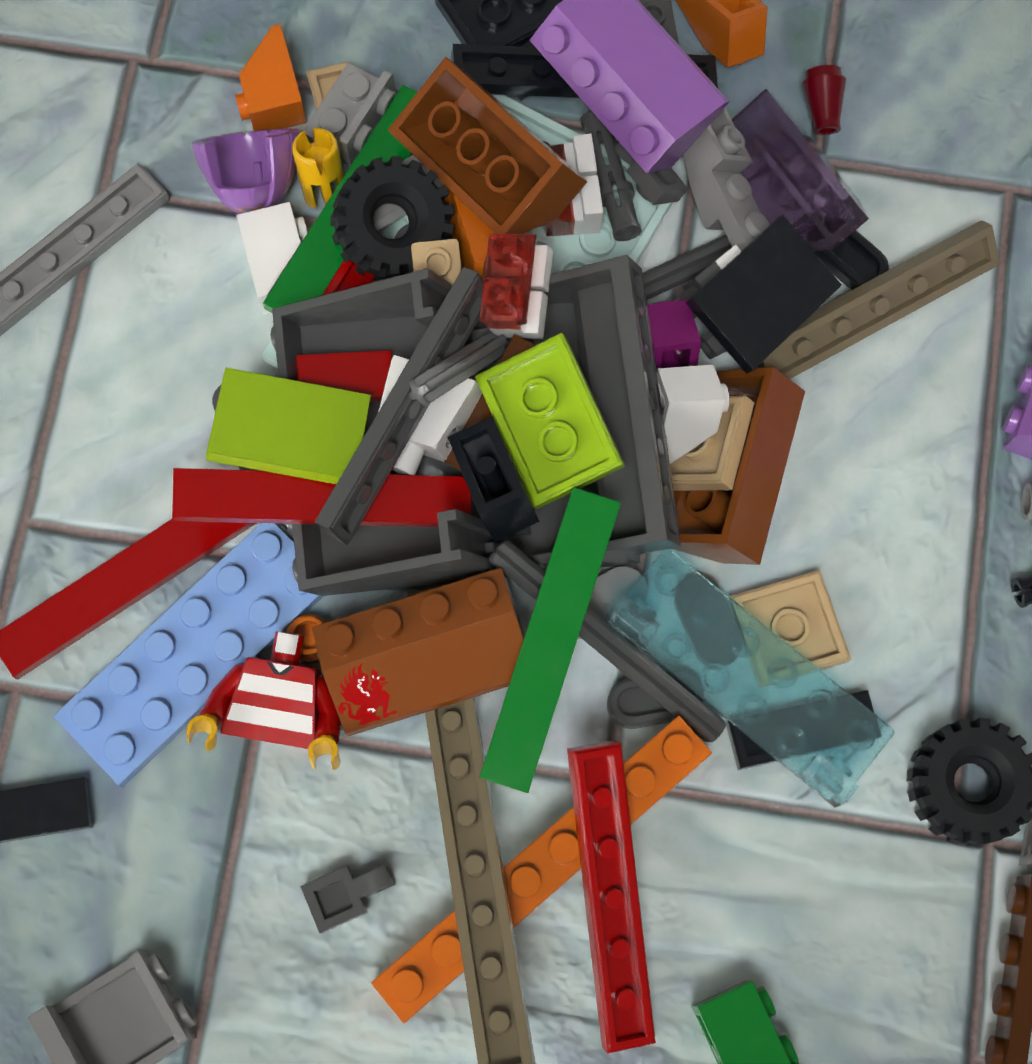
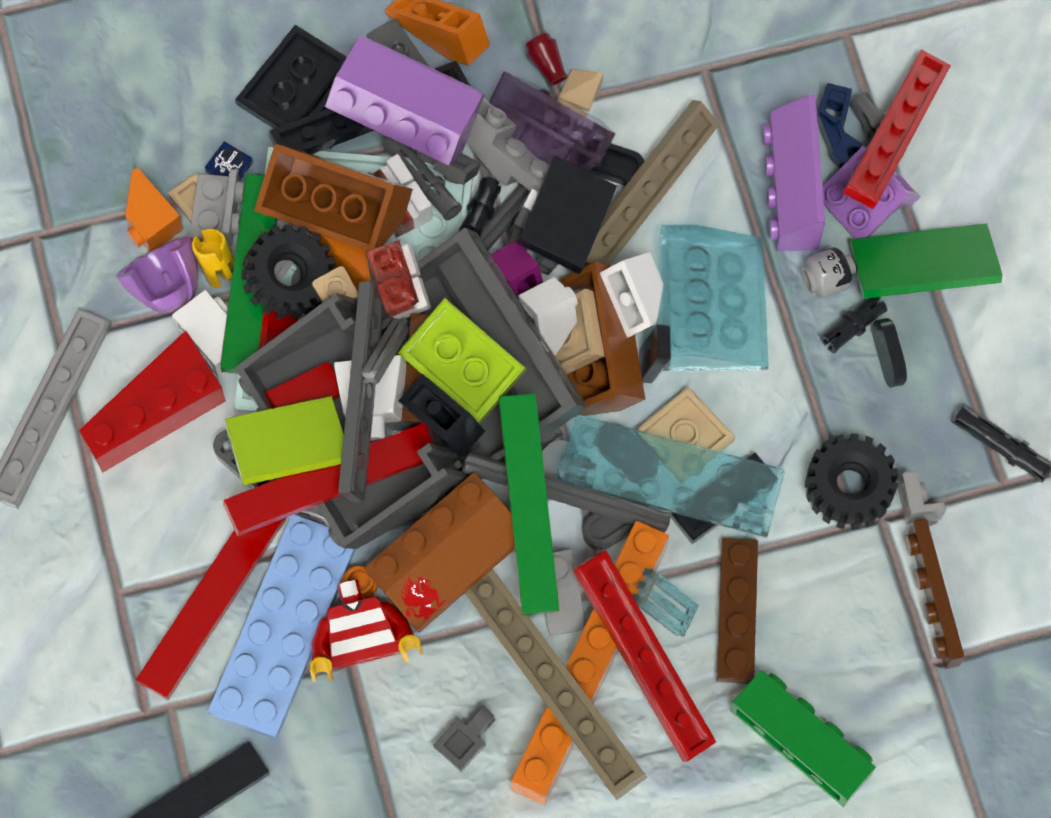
camera: 20 degrees left, 5 degrees down
(166, 313) = (153, 405): none -> red wedge
(396, 60) = (228, 158): none -> clear blue tile
(552, 769) = (570, 617): none -> light grey slope
(652, 814) = (646, 590): none -> clear light blue tile
(665, 241) = (481, 206): none -> black pin
(756, 883) = (737, 610): none -> reddish brown plate
(797, 512) = (655, 353): none -> black tile
(805, 426) = (635, 292): none -> white slope
(852, 151) = (582, 88): none -> tan slope
(897, 475) = (713, 298): none -> clear light blue slope

